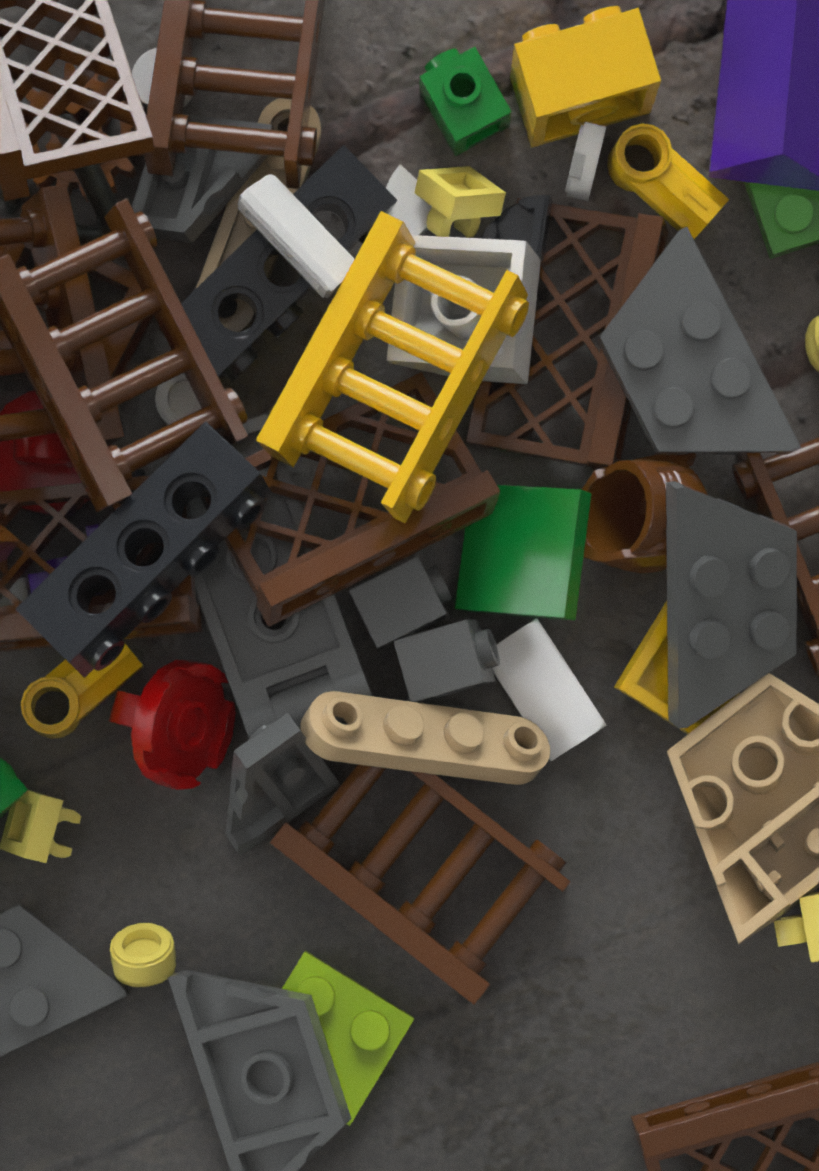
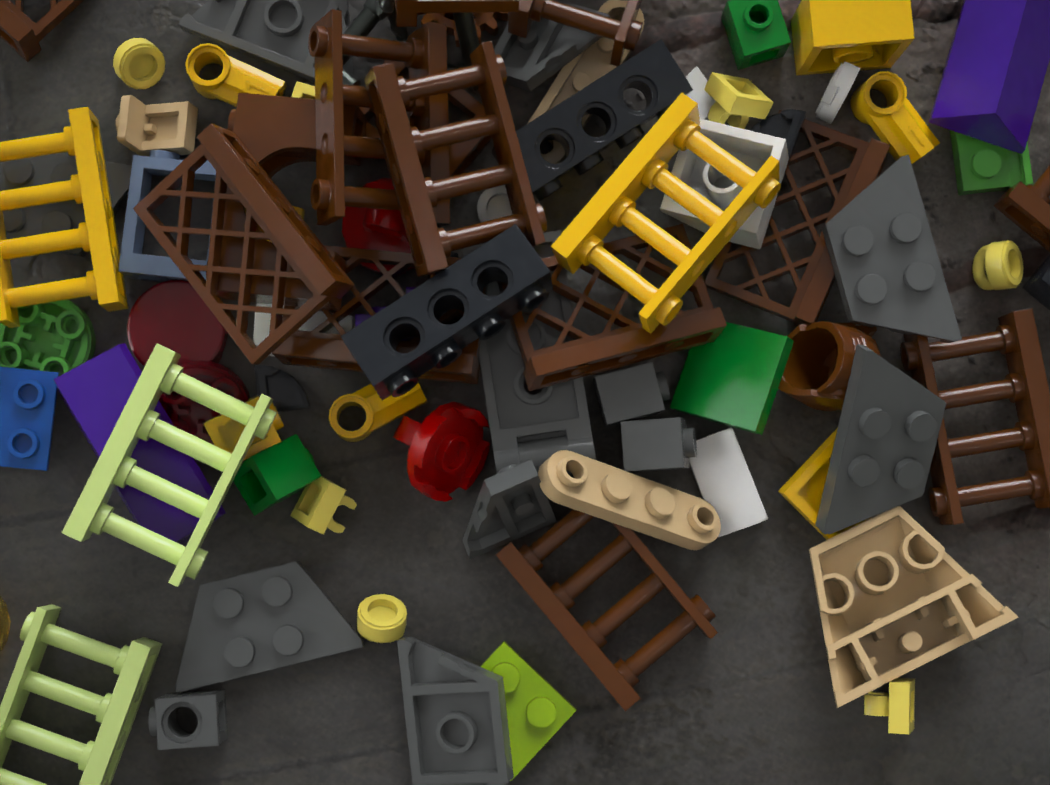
camera: 10 degrees right, 0 degrees up
(296, 234) = (611, 98): white slope -> none

